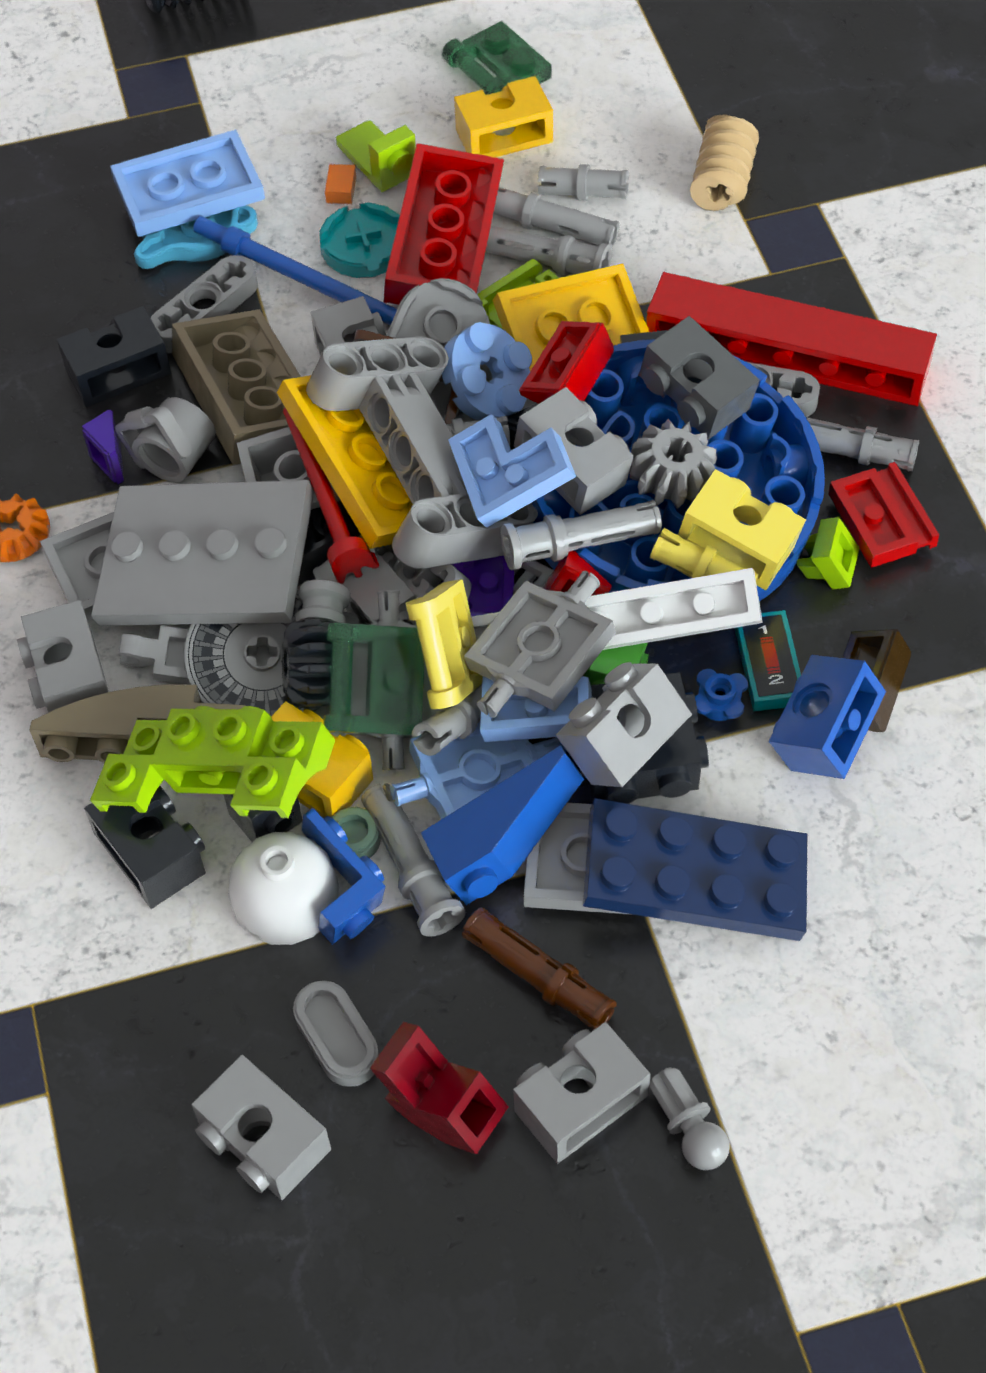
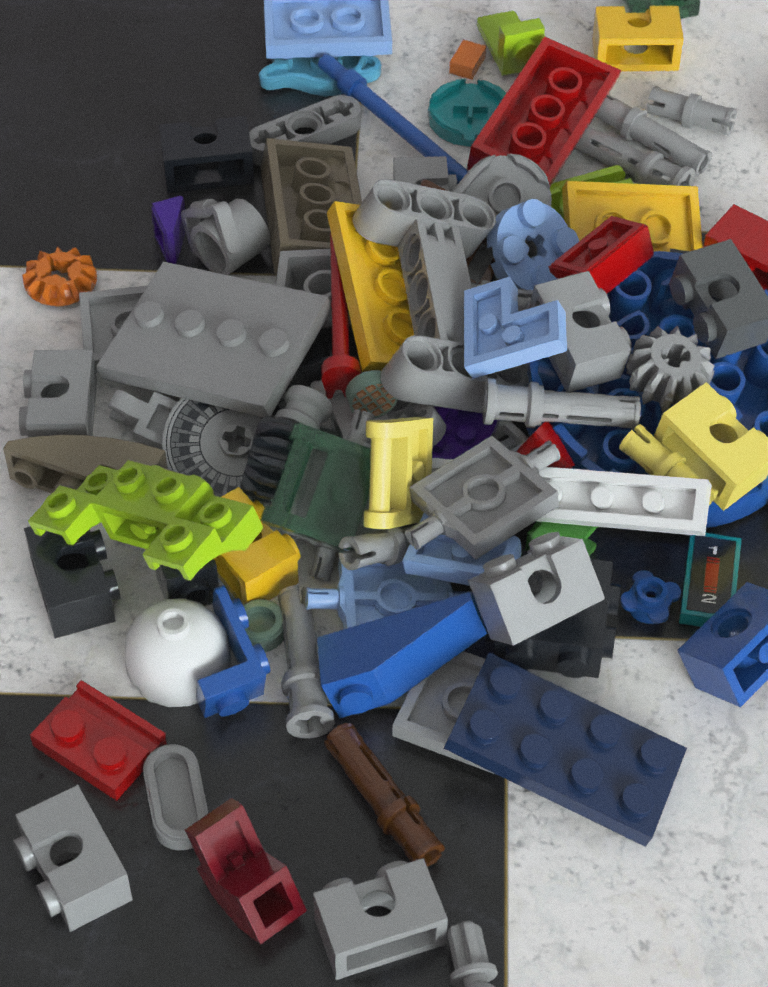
camera: 15 degrees right, 5 degrees down
(236, 999) = (98, 739): none -> red plate
(384, 570) = (368, 394): none -> sand green tile

